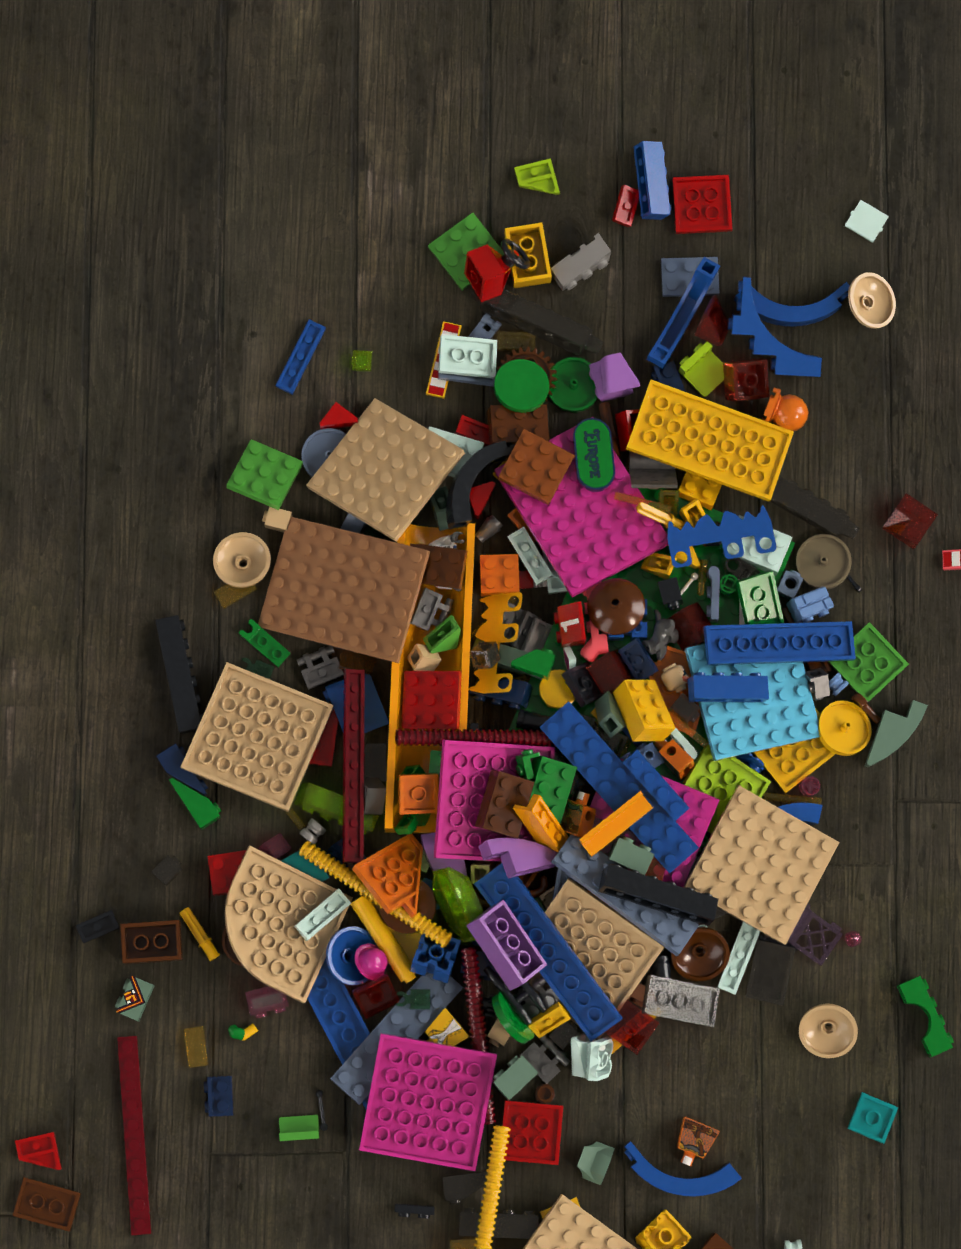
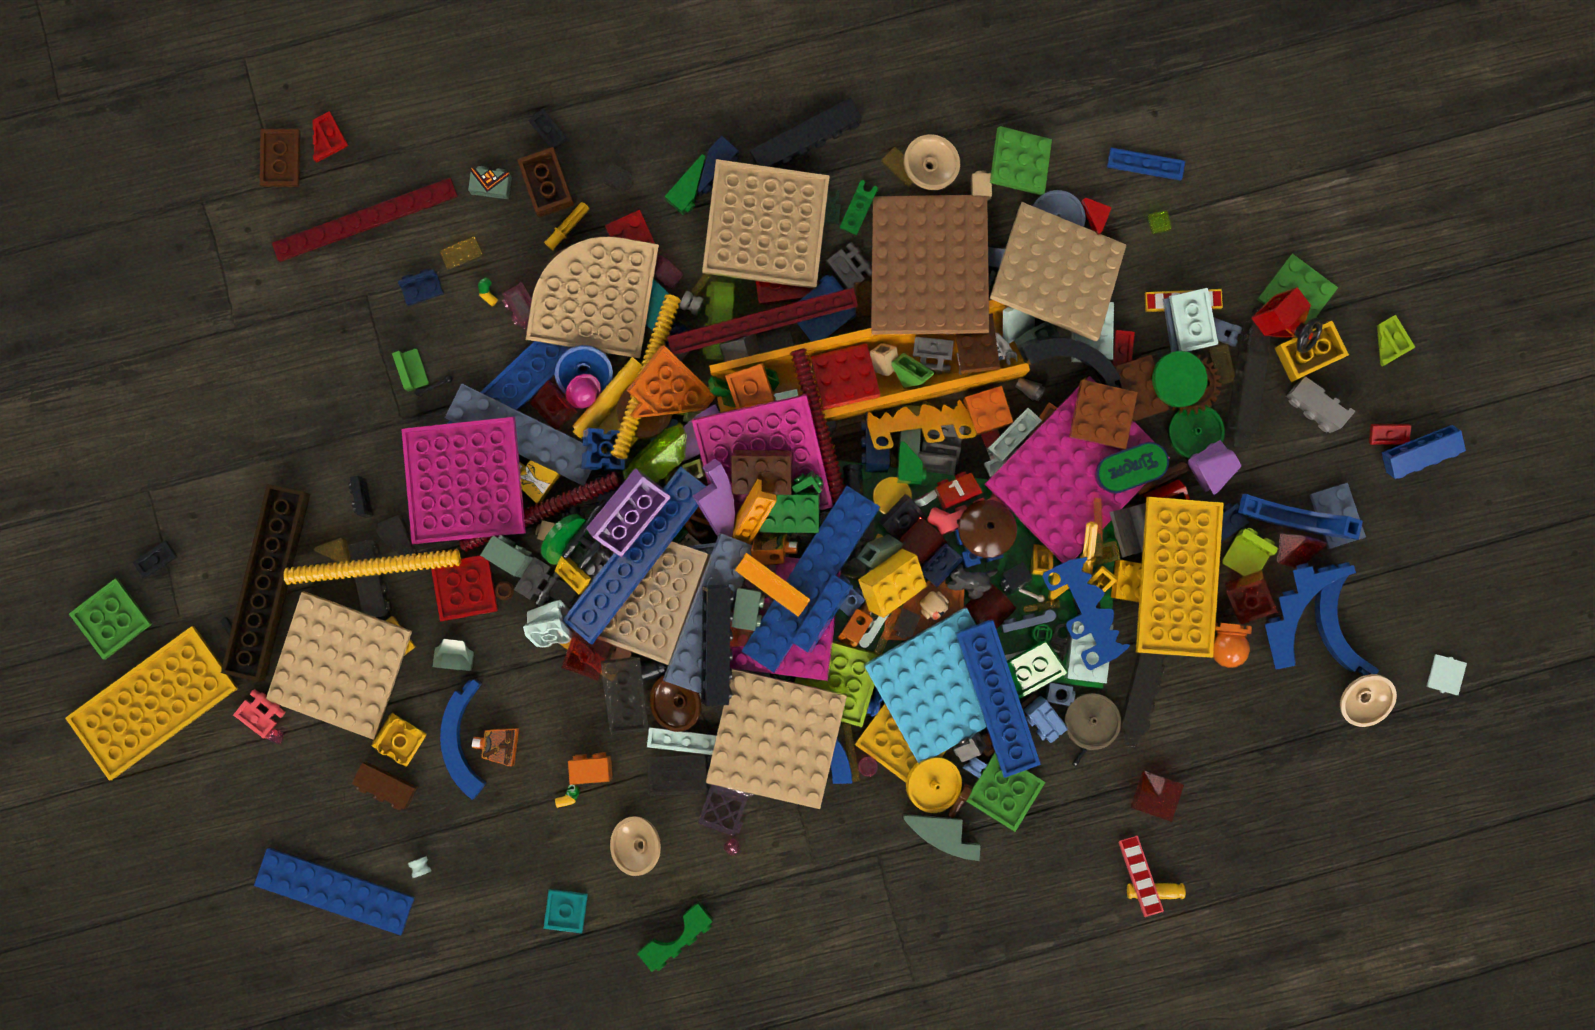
camera: 80 degrees right, 5 degrees up
(322, 914) = (613, 332): light aqua plate -> none
(418, 999) = (558, 445): clear green plate -> none
(425, 524) = (1016, 323): none -> light aqua tile
(479, 497) = (1059, 371): red slope -> none
(485, 655) = (904, 415): clear smoke brick -> none
(702, 204) = (1414, 508): red plate -> none
(728, 688) = (937, 659): blue brick -> none
(742, 1054) = (590, 769): none -> orange brick
(764, 1083) = (570, 796): none -> arm

